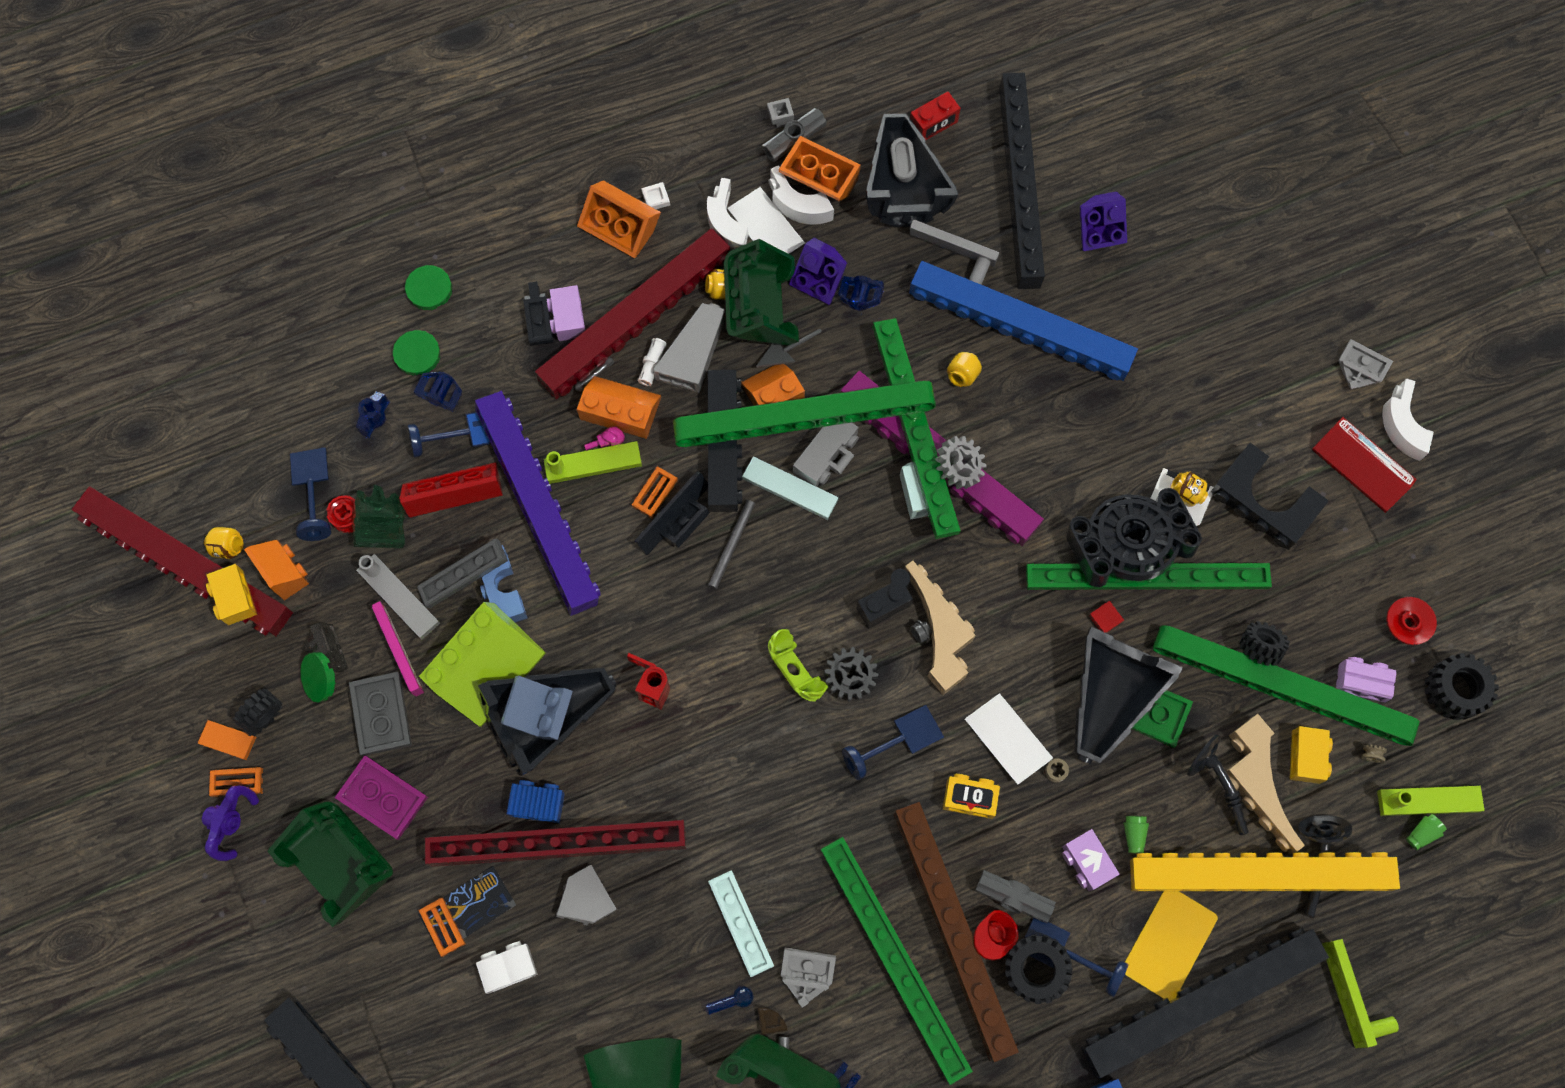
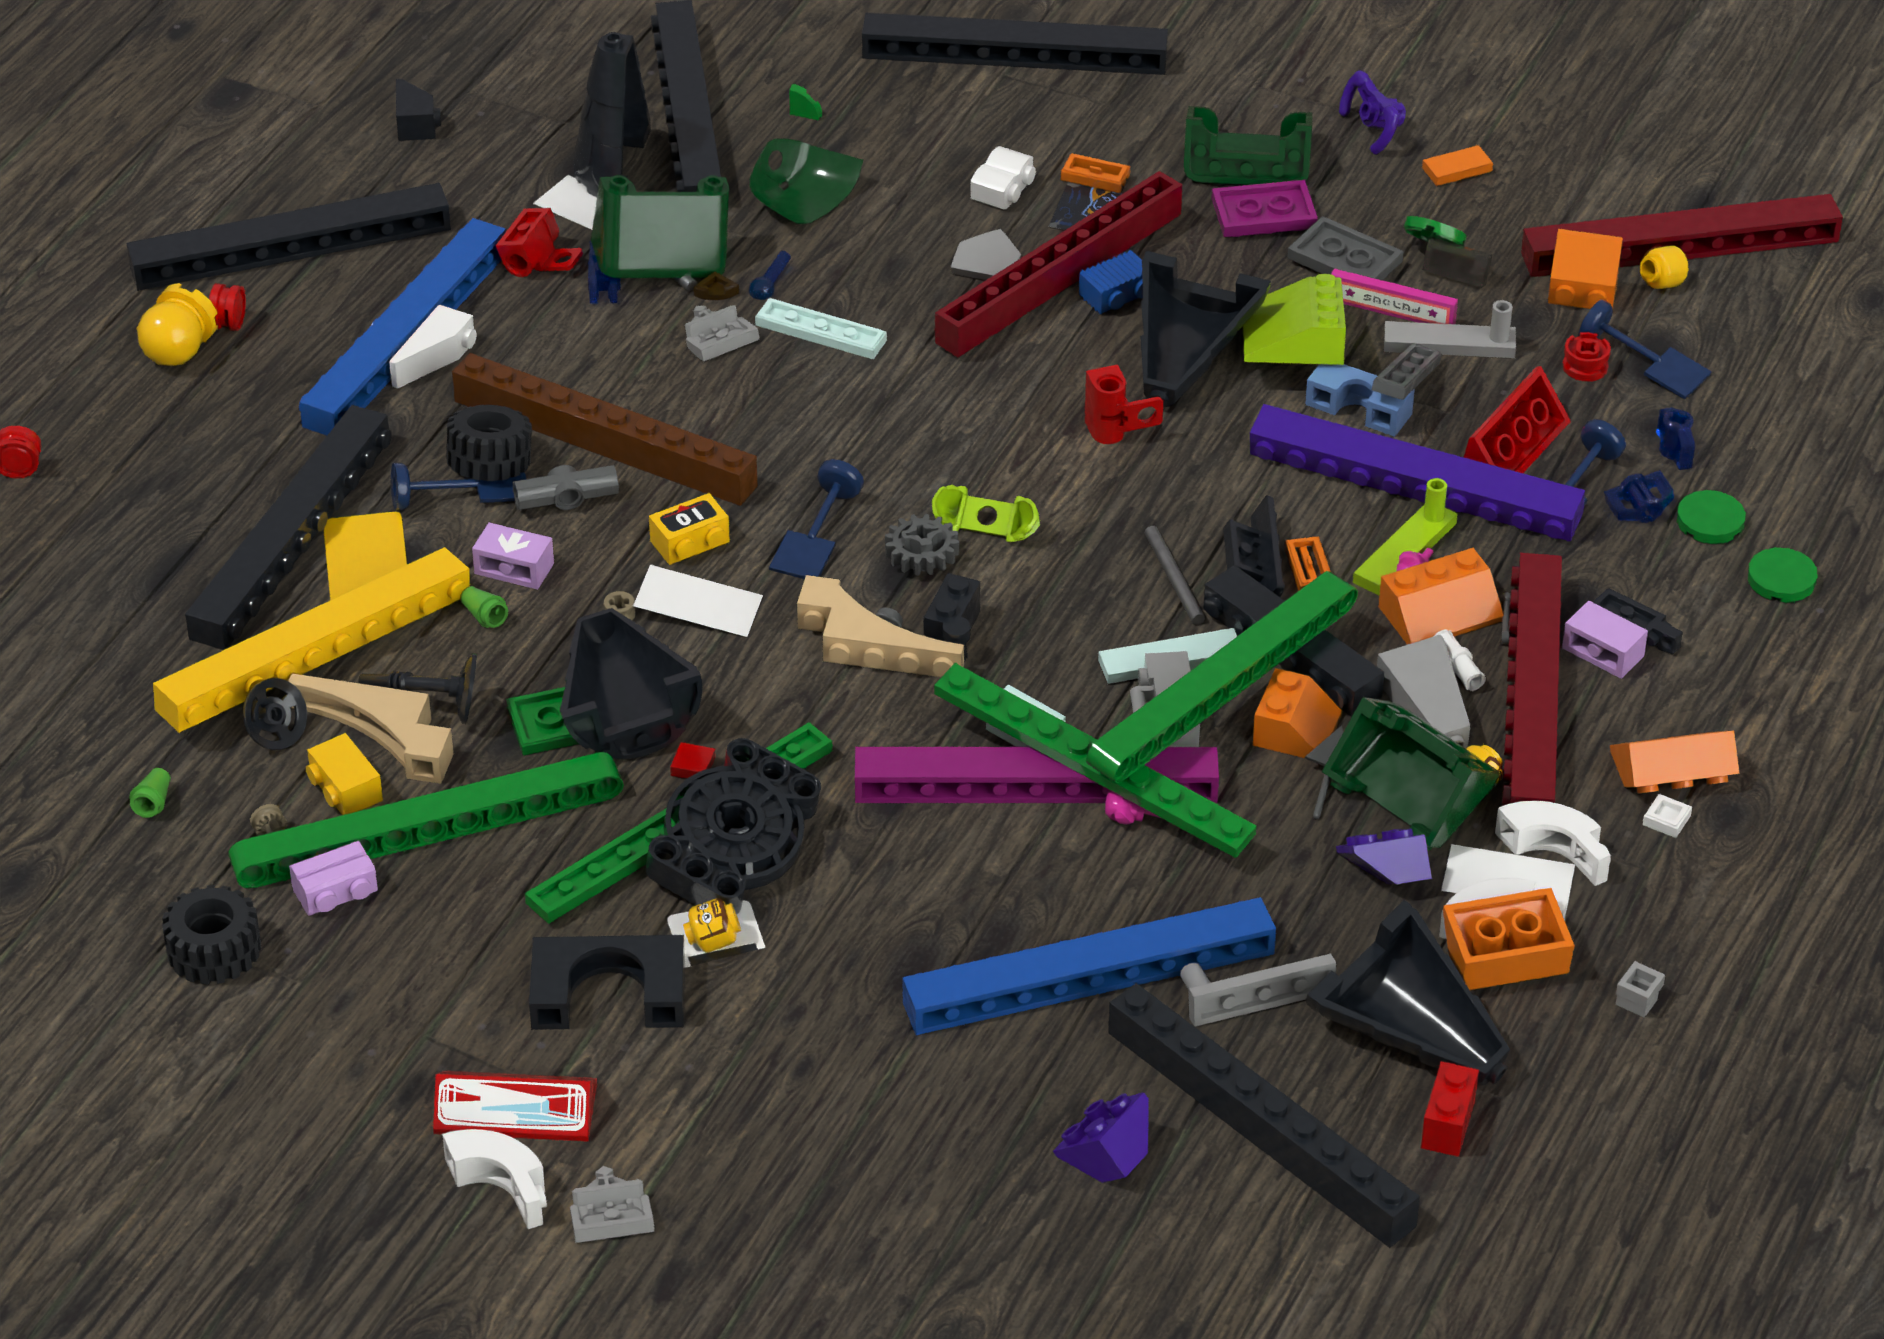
camera: 140 degrees right, 30 degrees down
(230, 595) = (1589, 213): yellow brick -> none
(231, 772) = (1413, 150): orange tile -> none
(257, 712) = (1452, 180): black tyre -> none
(378, 520) = (1552, 351): clear green plate -> none
(536, 708) = (1199, 311): sand blue bracket -> none
(784, 142) = (1592, 975): dark grey piece -> none
(861, 291) = (1315, 876): clear blue piece -> none
(896, 961) = (644, 384): green plate -> none
(903, 159) = (1429, 1029): light grey tile -> none
(960, 462) = (1002, 744): light grey gear -> none
(964, 369) = (1103, 871): yellow head -> none
(995, 935) = (557, 439): red cap -> none
(1264, 643) = (491, 805): black tyre -> none
(1361, 1029) = (131, 611): lime piece -> none
(1421, 617) = (323, 966): red dish -> none
(1430, 800) = (169, 825): lime piece -> none

